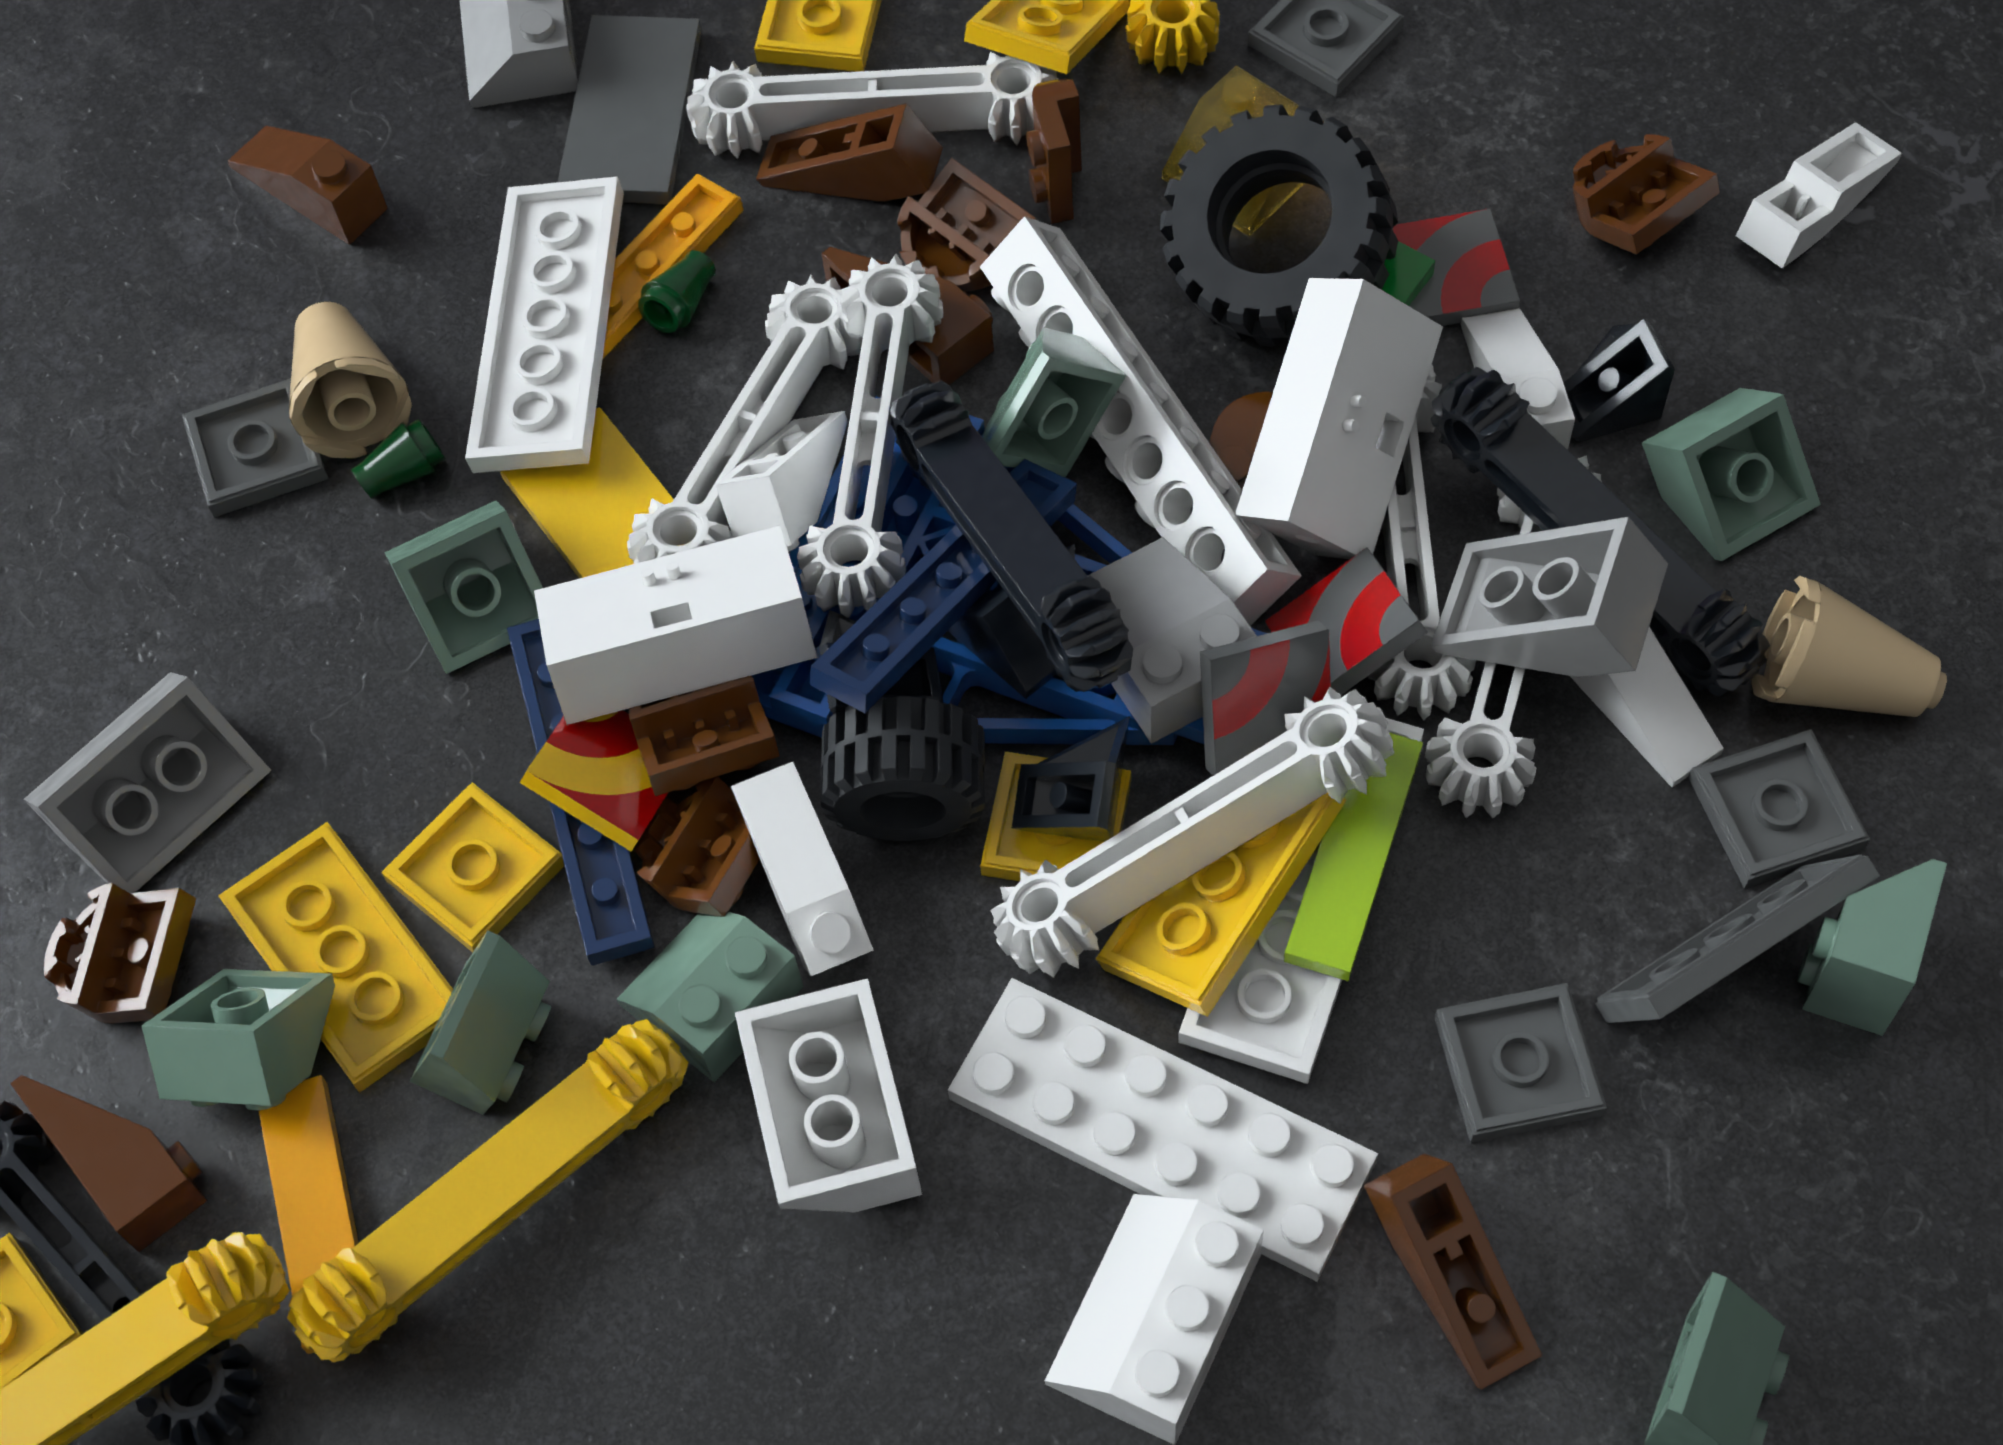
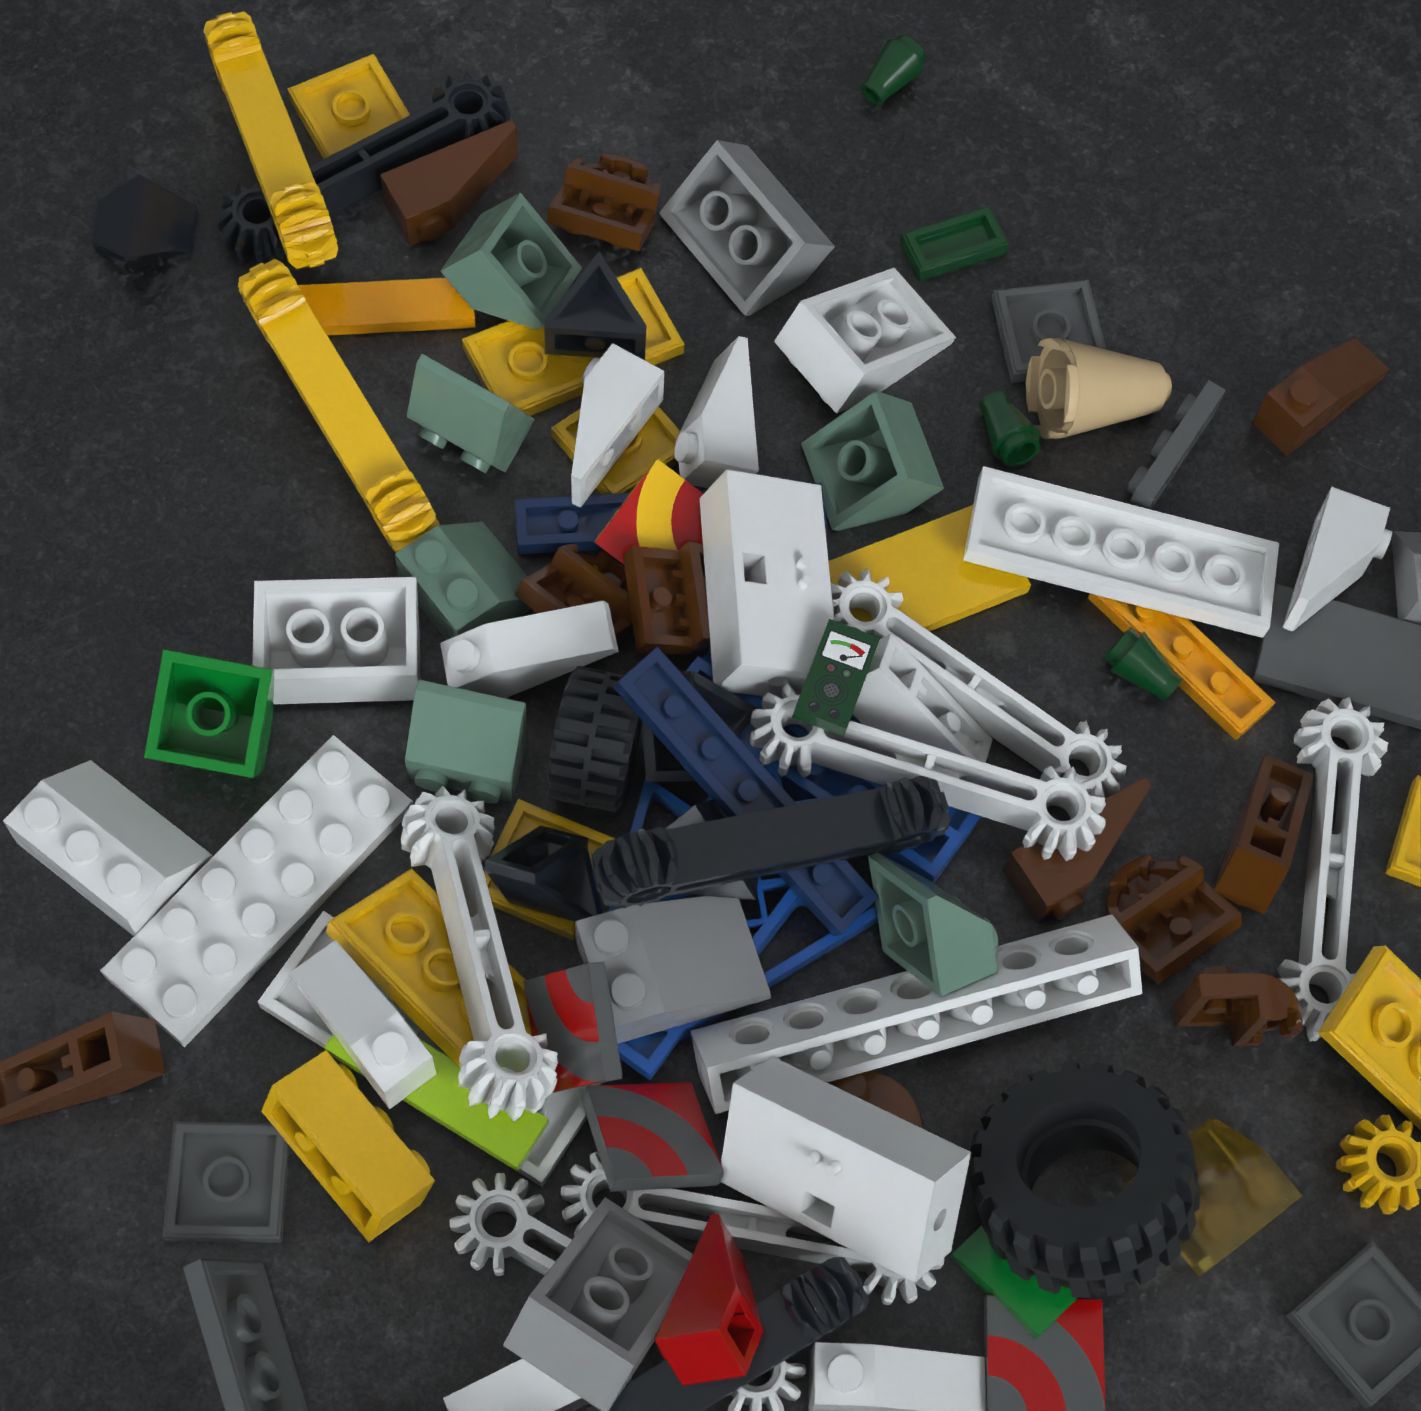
camera: 90 degrees right, 5 degrees up
(140, 564) = (954, 243): none -> dark green tile
(299, 625) = (862, 337): none -> white slope
(319, 899) = (594, 317): none -> black slope
(405, 295) = (1174, 447): none -> dark grey plate
(433, 750) = (721, 422): none -> white slope
(460, 863) = (615, 405): none -> white slope
(515, 132) = (1338, 552): none -> white slope
(791, 513) = (836, 677): none -> dark green tile
(935, 921) = (466, 742): none -> sand green slope
(975, 1213) = (211, 714): none -> green slope
(1317, 920) = (365, 1023): none -> white slope
(1447, 929) = (348, 1144): none -> yellow brick
(1541, 478) = (714, 1313): none -> red slope

